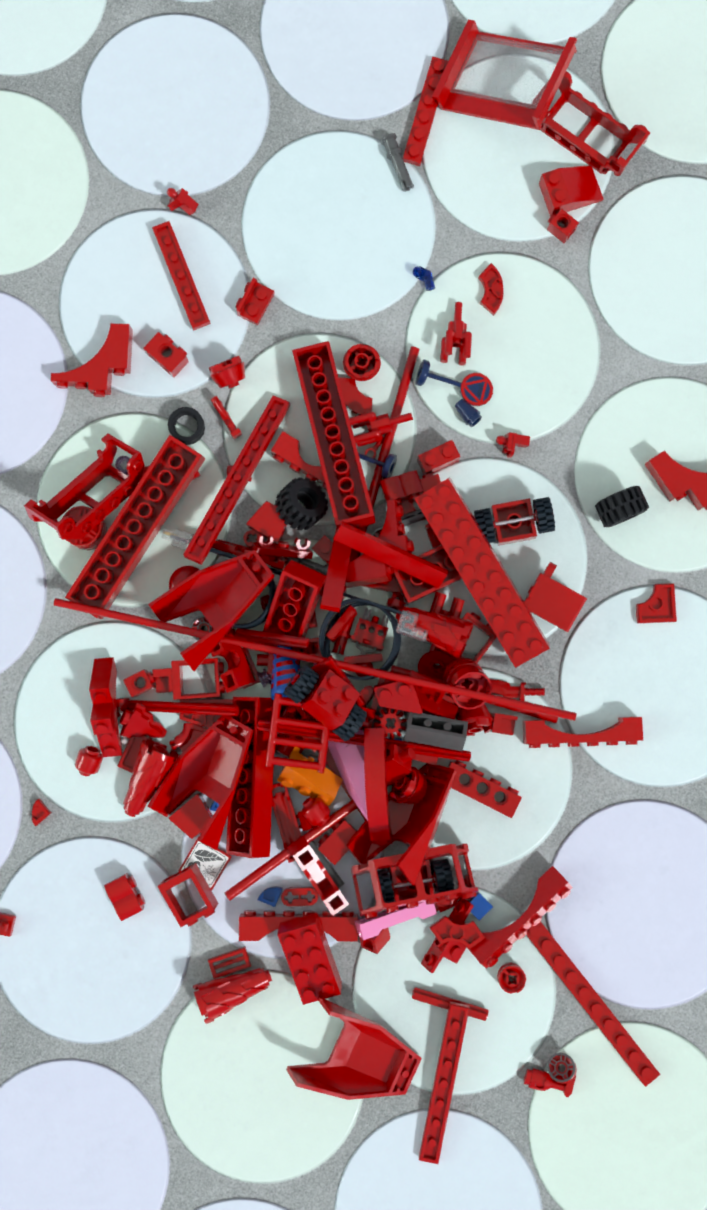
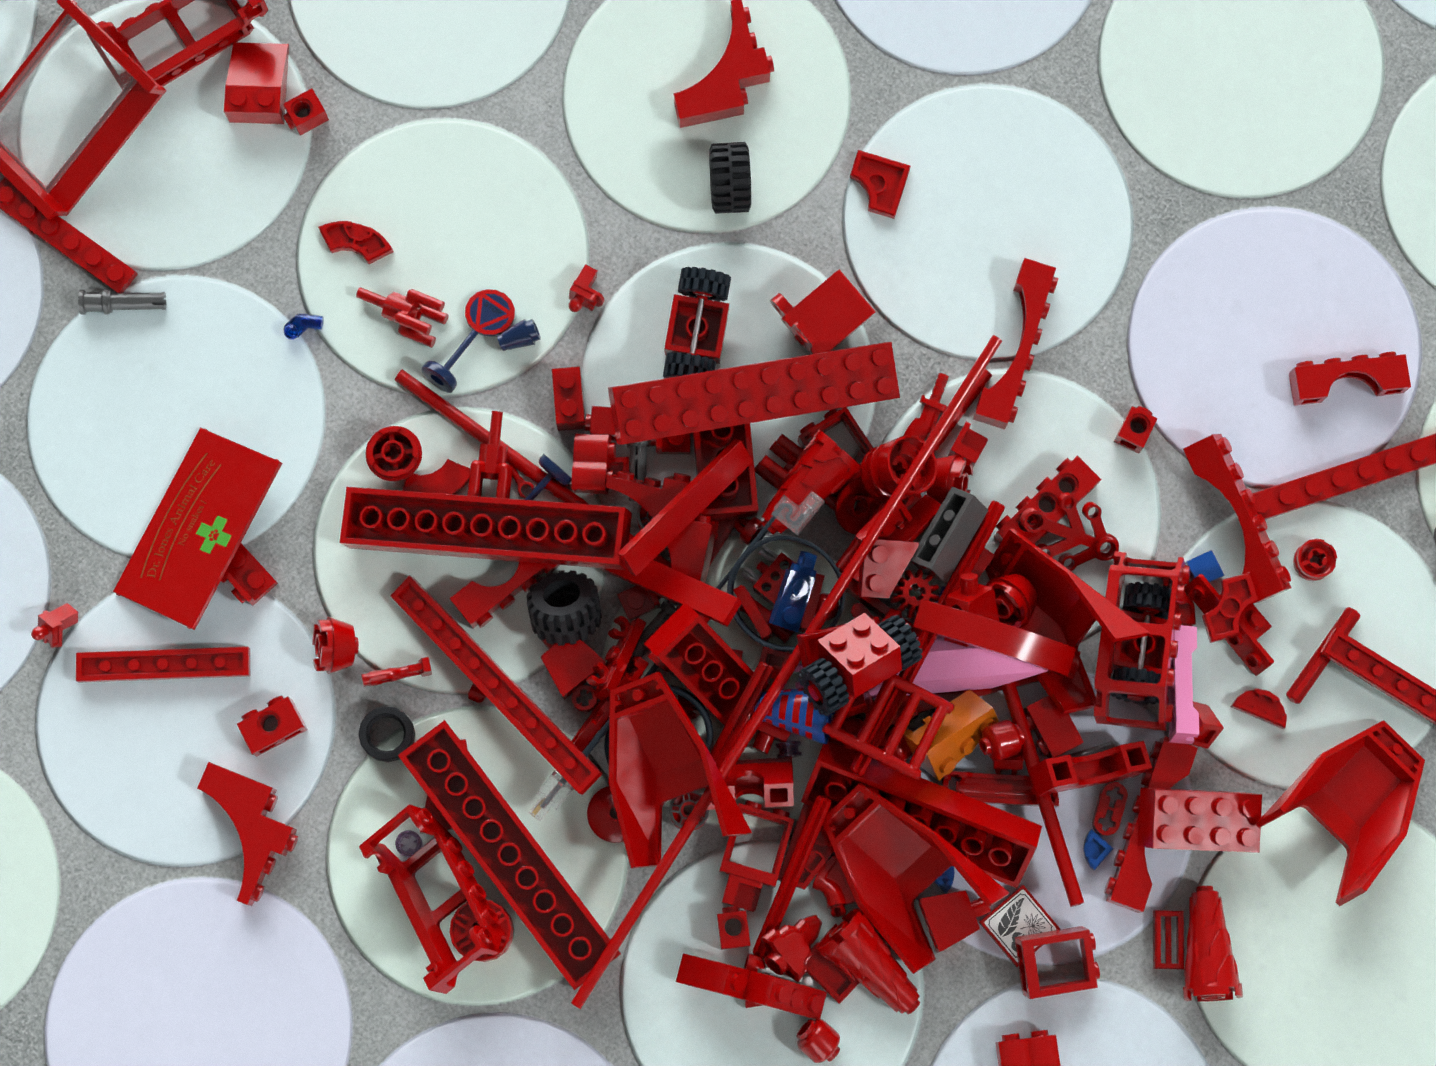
camera: 75 degrees left, 5 degrees down
(272, 262) = (197, 528): none -> red piece
(363, 645) = (794, 593): none -> blue hinge
(402, 974) = (1263, 706): none -> red tile
(468, 811) = (1074, 534): none -> red plant
(546, 830) = (1133, 440): none -> red brick
(653, 984) = (1383, 374): none -> red arch

